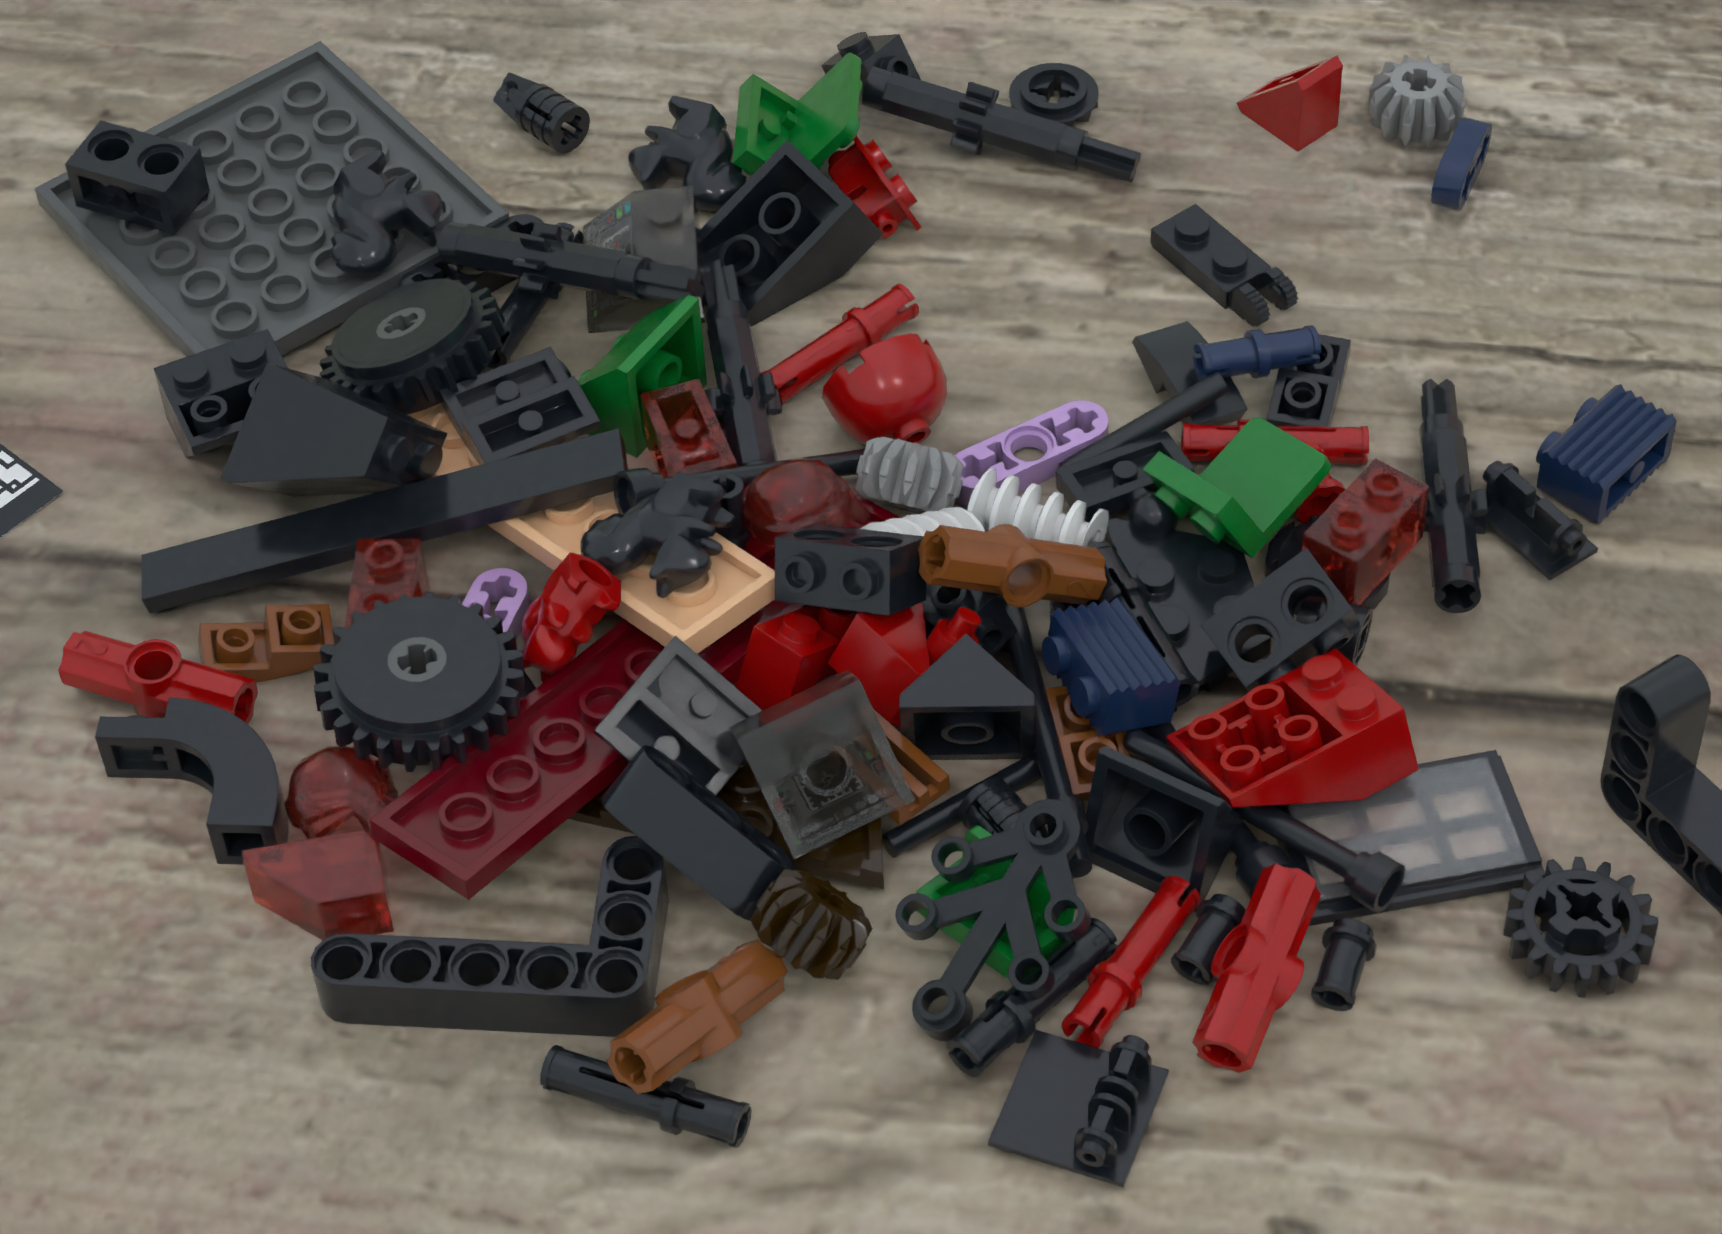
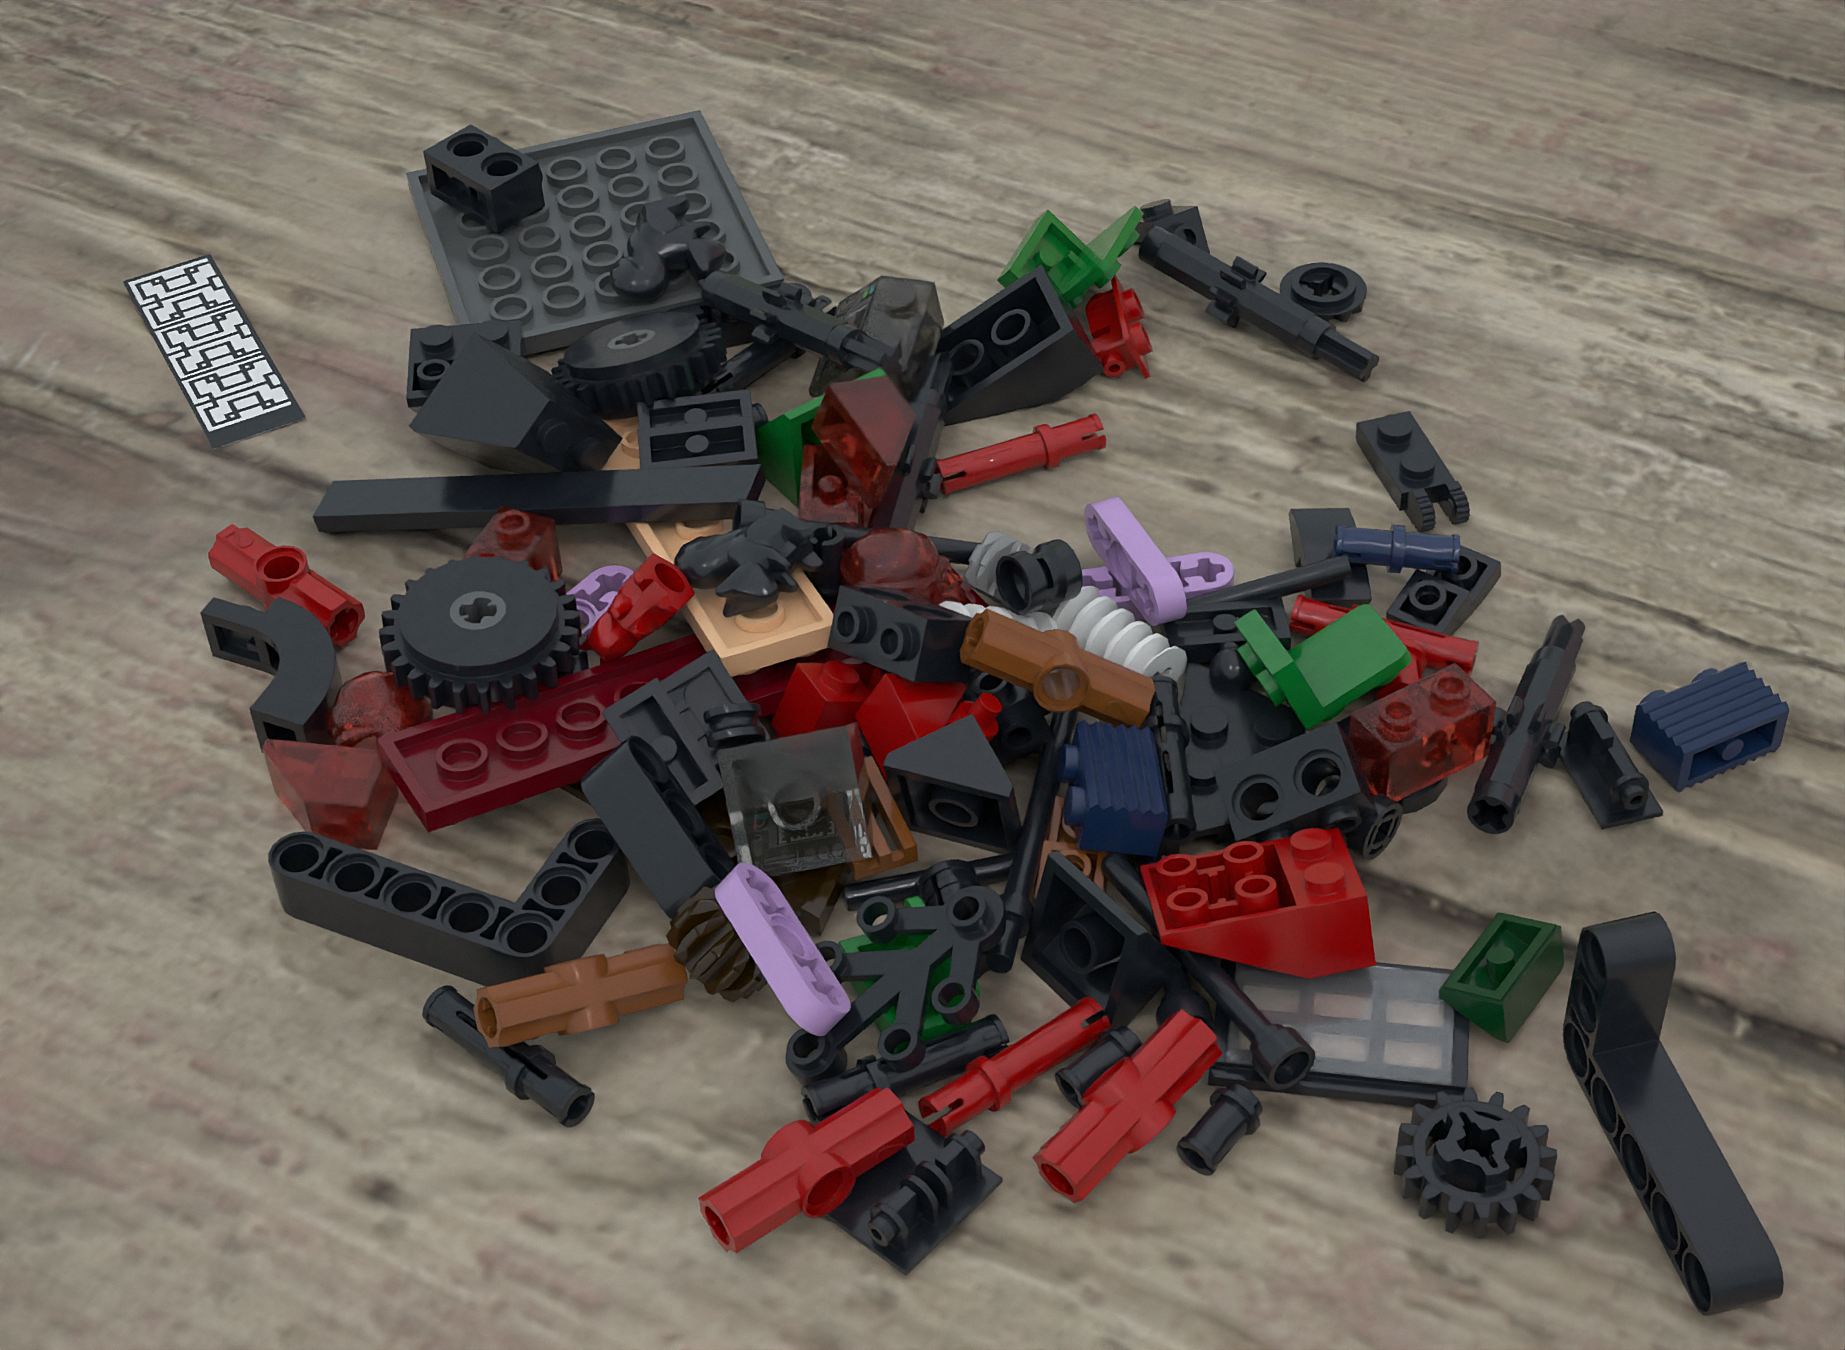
camera: 20 degrees right, 5 degrees down
(269, 649) = (376, 578): dark orange slope -> none
(542, 112) = (855, 203): black hinge -> none
(693, 149) = (967, 264): black animal -> none
(711, 370) = (865, 432): none -> clear red slope
(728, 706) = (733, 724): none -> black bush
(879, 914) = (782, 949): none -> lavender beam
(891, 393) = (1036, 495): red cylinder -> none
(950, 475) = (1044, 575): none -> black wheel
(996, 1117) = (806, 1169): none -> red piece
(1018, 430) = (1135, 561): none -> lavender beam
(1298, 104) = (1550, 348): red slope -> none
(1416, 101) = (1665, 369): light grey gear -> none
(1461, 163) = (1684, 433): dark blue beam -> none
(1528, 742) = (1505, 974): none -> dark green slope

